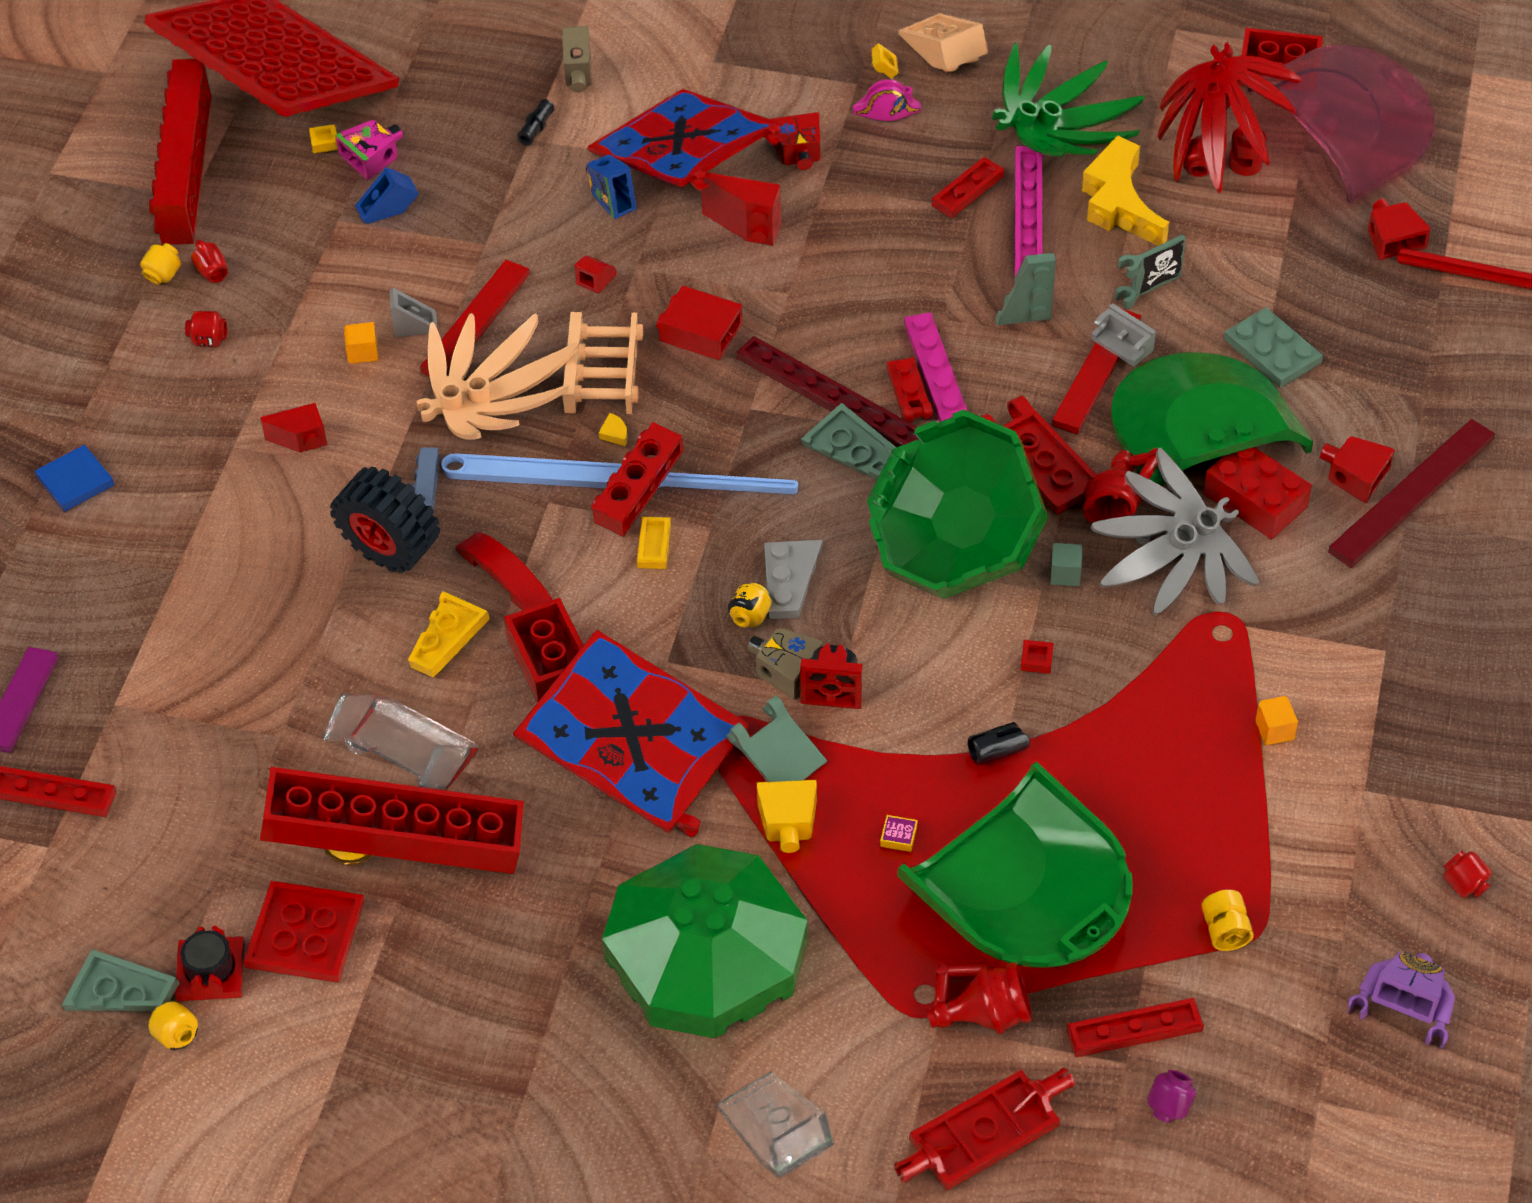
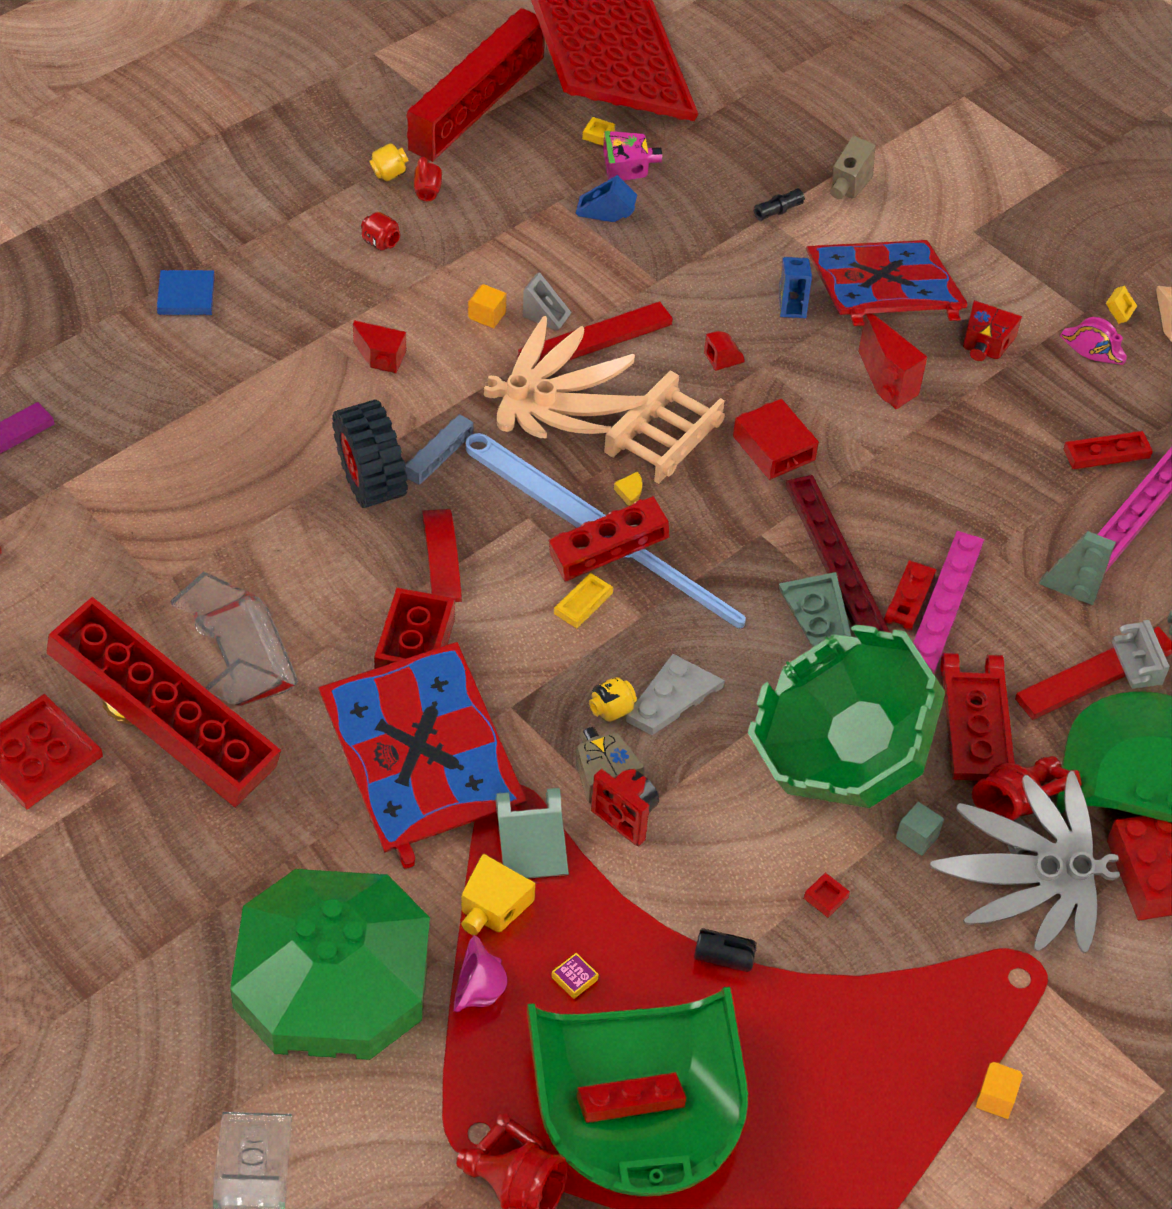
camera: 30 degrees right, 0 degrees up
(447, 633) = (354, 577): yellow wing -> none
(828, 878) = (480, 978): none -> dark pink hat
(1021, 892) = (631, 1097): none -> red plate

